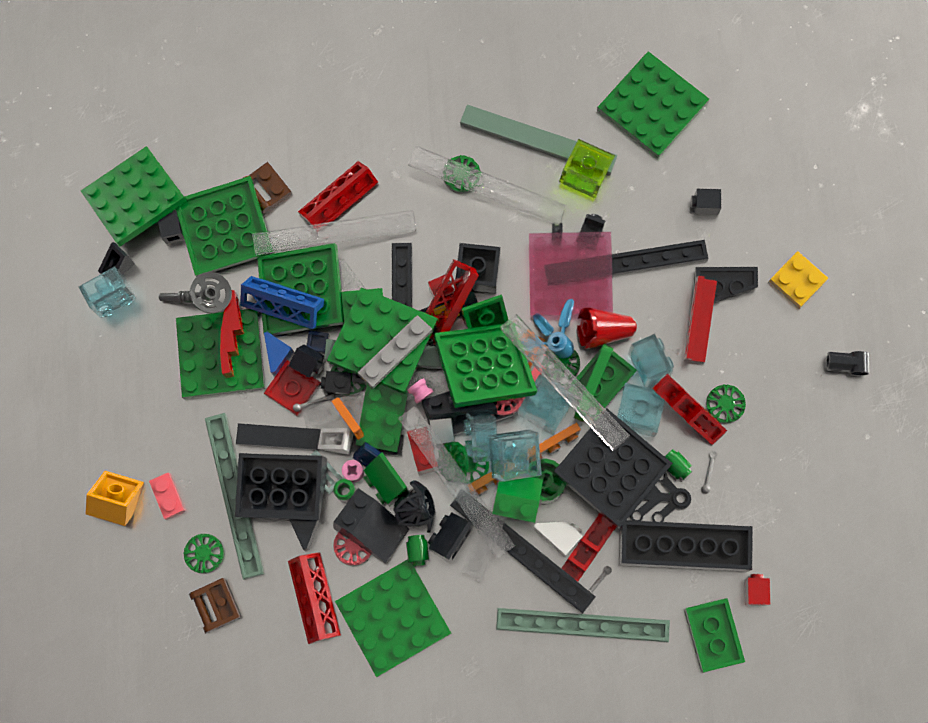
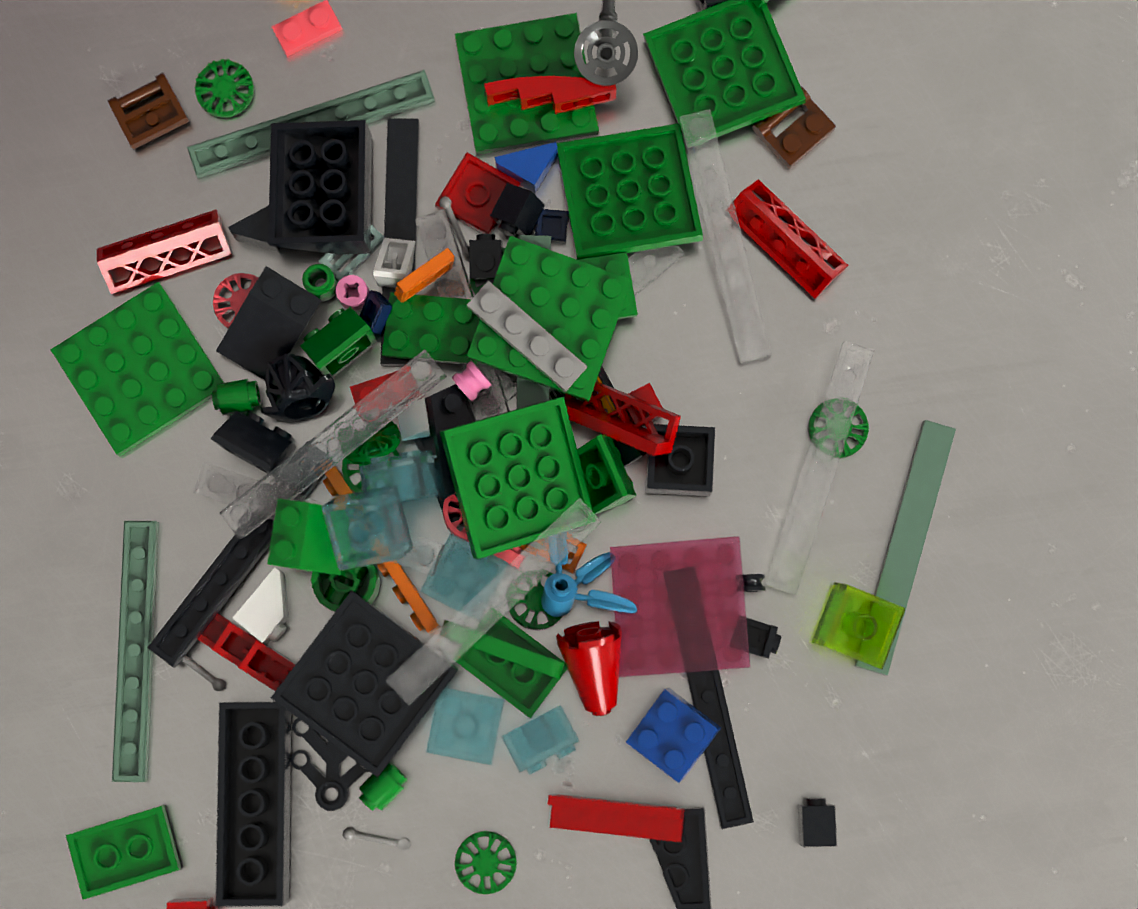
camera: 80 degrees right, 5 degrees up
(279, 297) = (611, 162): blue fence -> none
(402, 273) = (662, 346): black tile -> none
(650, 281) = (673, 735): none -> blue brick
(653, 104) = (981, 731): green plate -> none
(689, 409) = (467, 802): red slope -> none

